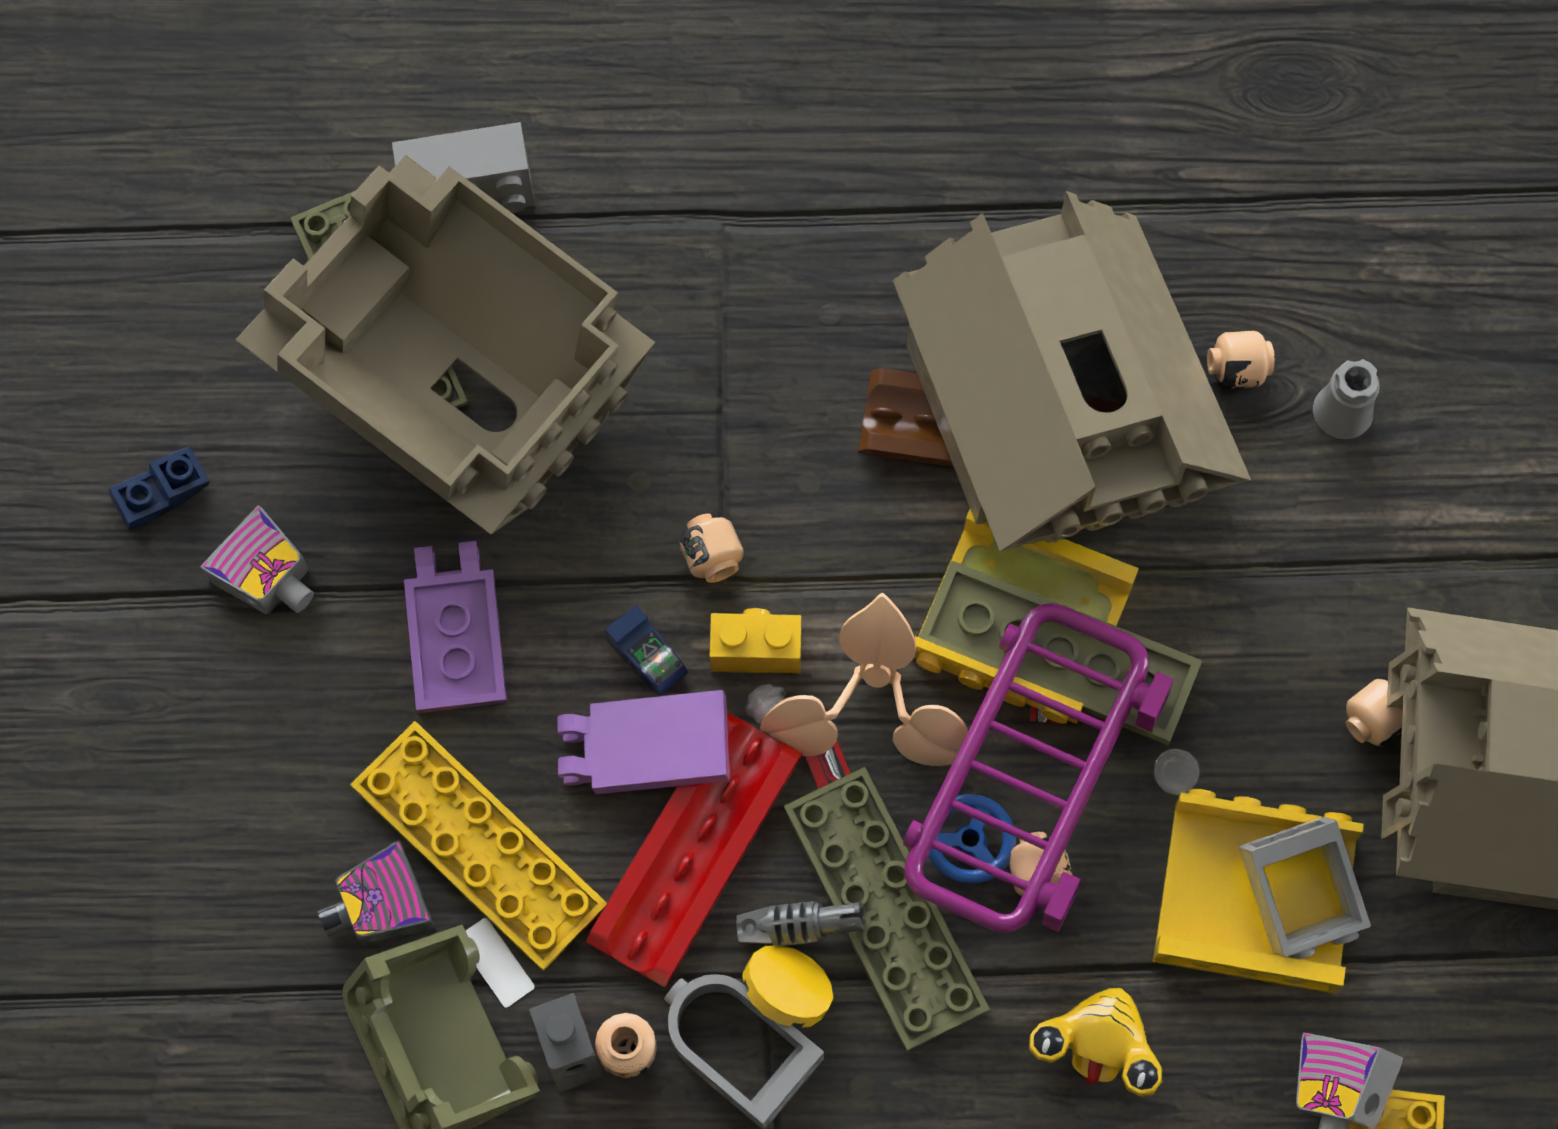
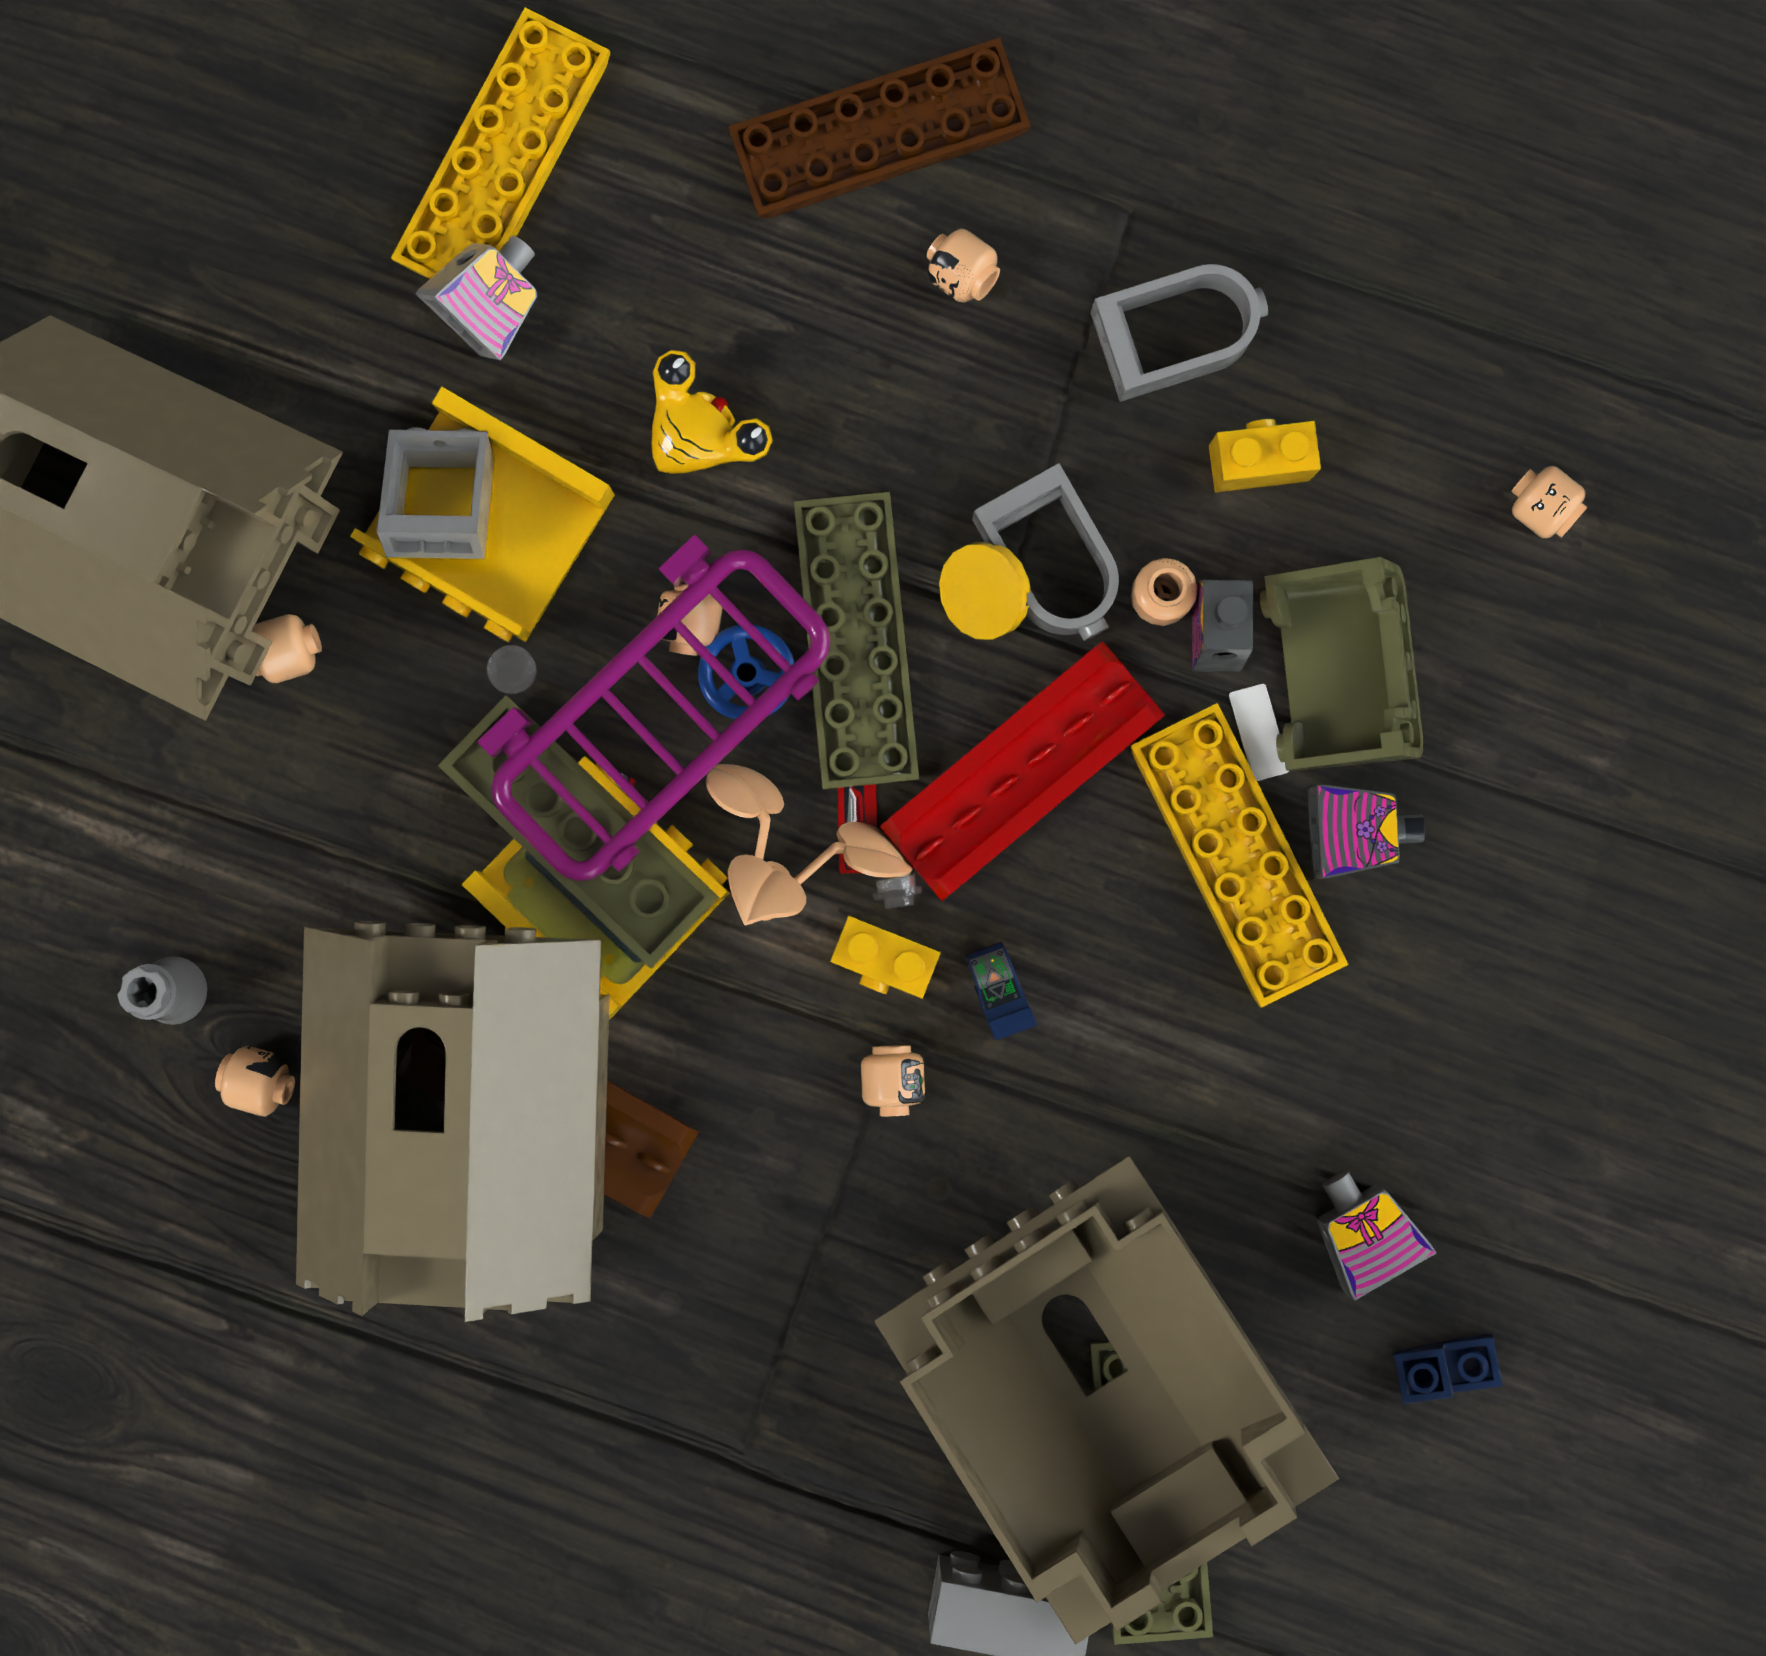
camera: 165 degrees left, 15 degrees up
(454, 633) = (1189, 1088): medium lavender tile -> none
(648, 743) = (1030, 891): medium lavender tile -> none
(798, 923) = (950, 651): dark grey hinge -> none

